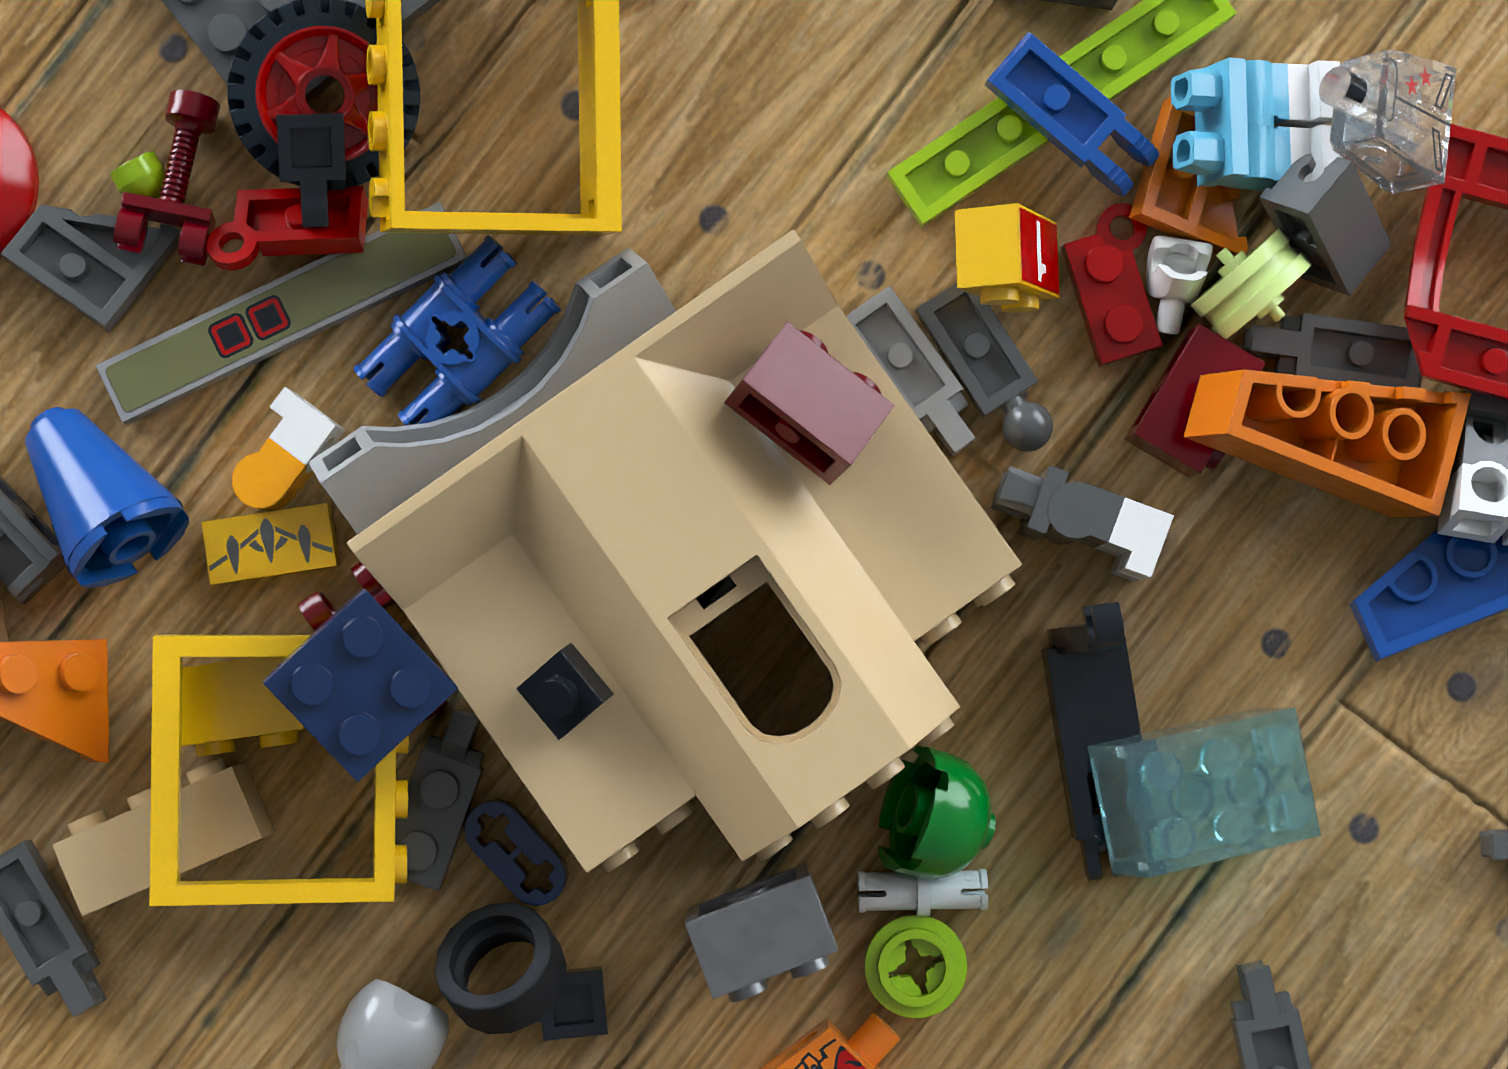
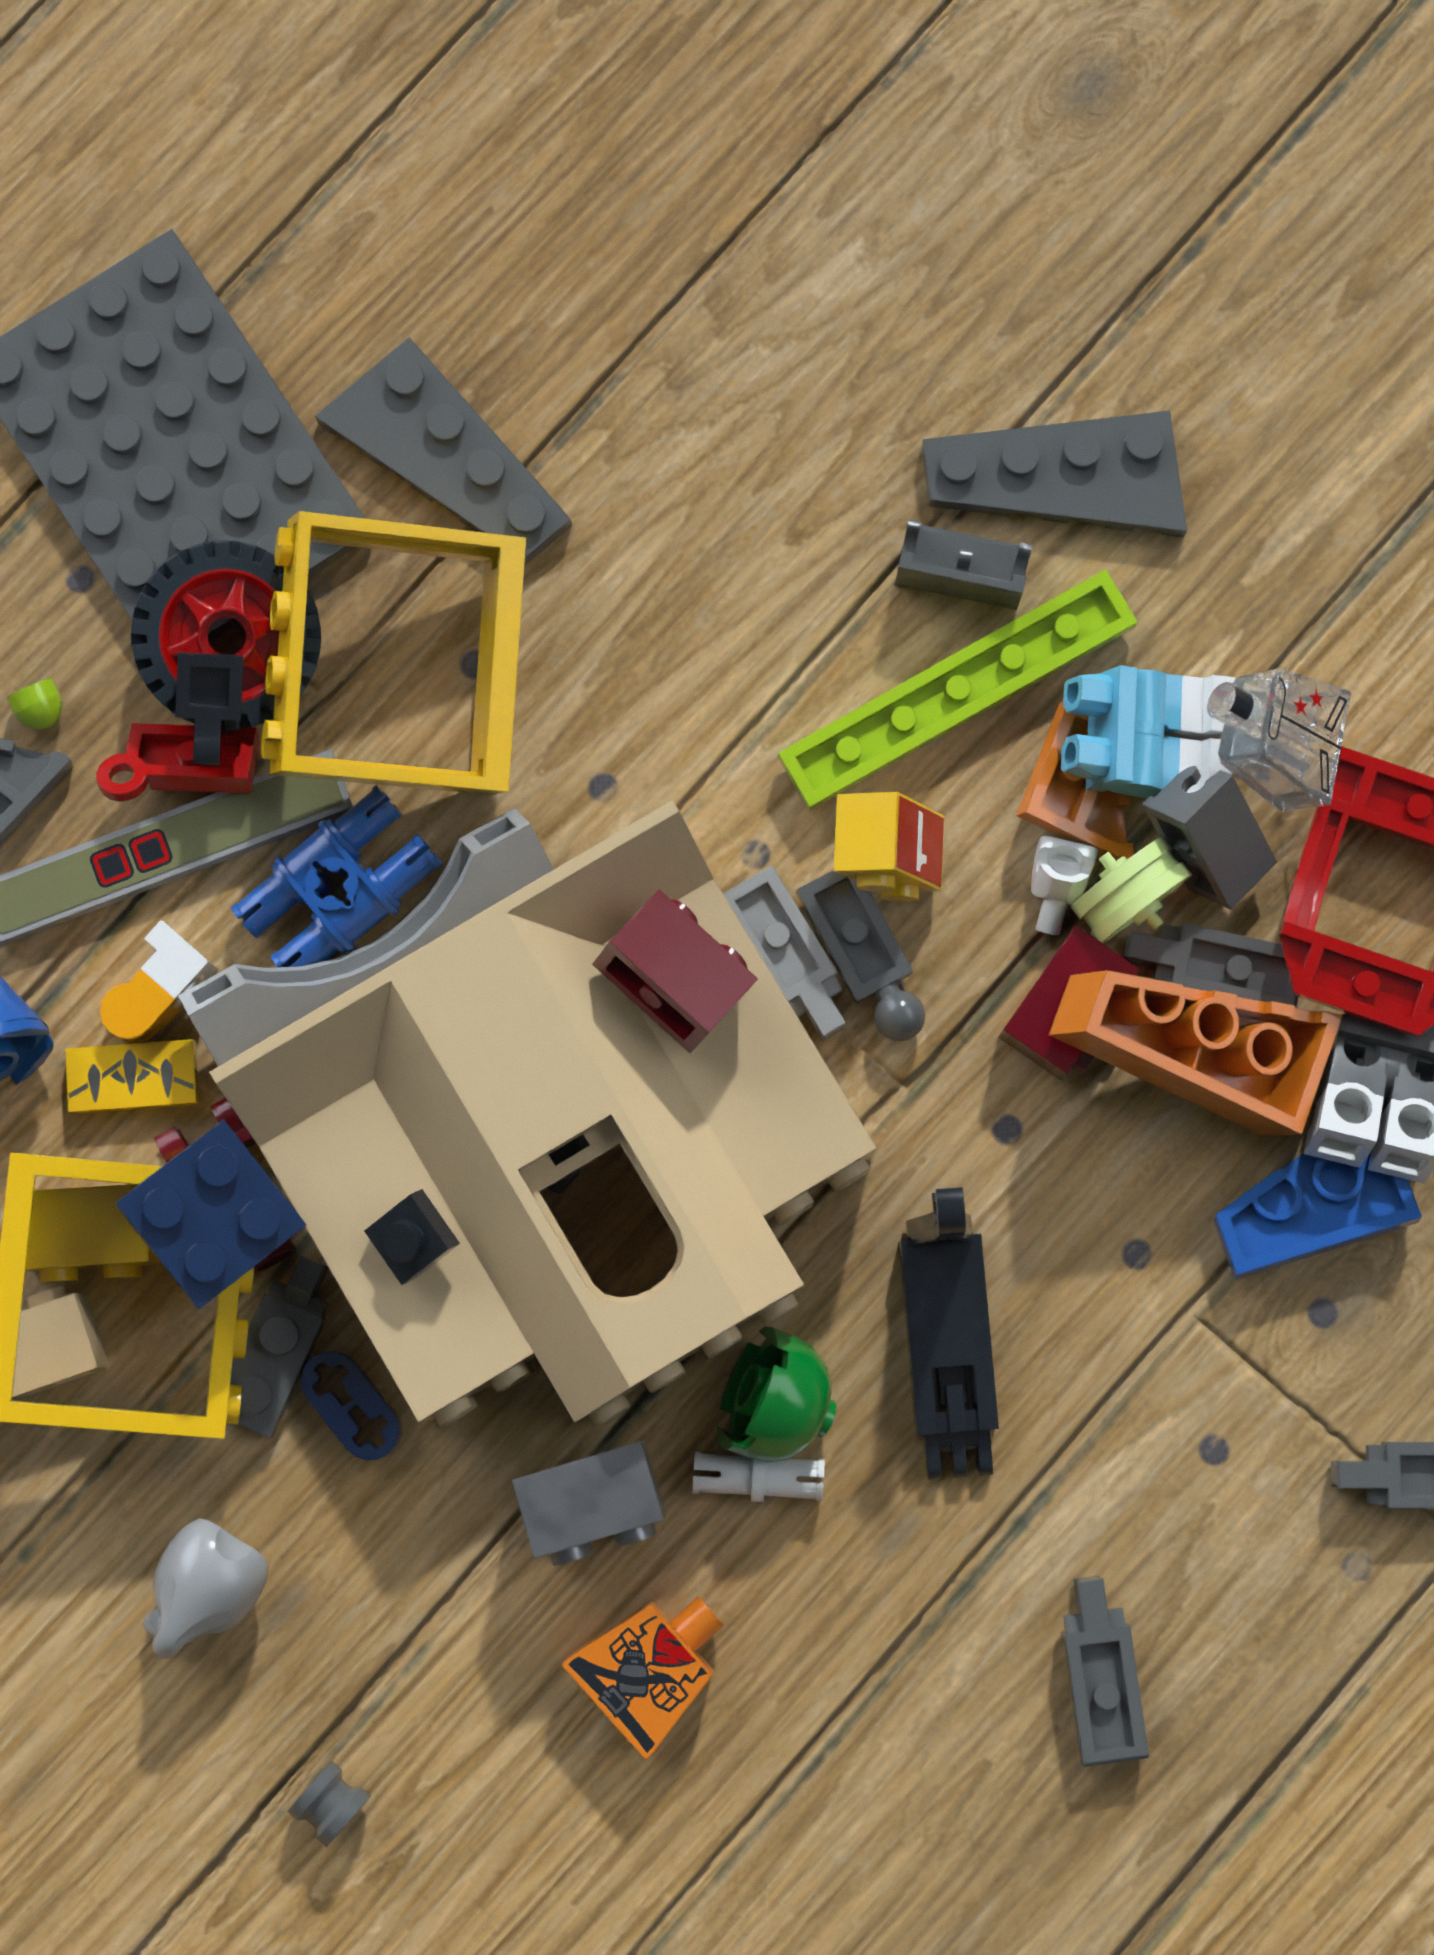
camera: 10 degrees right, 5 degrees down
(191, 116) = (92, 647): dark red bar -> none
(472, 940) = (346, 1548): black tyre -> none
(579, 1007) = (389, 1563): black plate -> none
(943, 978) = (728, 1579): lime gear -> none
(1068, 111) = (960, 706): blue hinge -> none
(1085, 516) = (945, 1106): dark grey hips -> none
(1112, 290) = (996, 887): red hinge -> none
(1204, 792) = (1047, 1393): clear light blue brick -> none

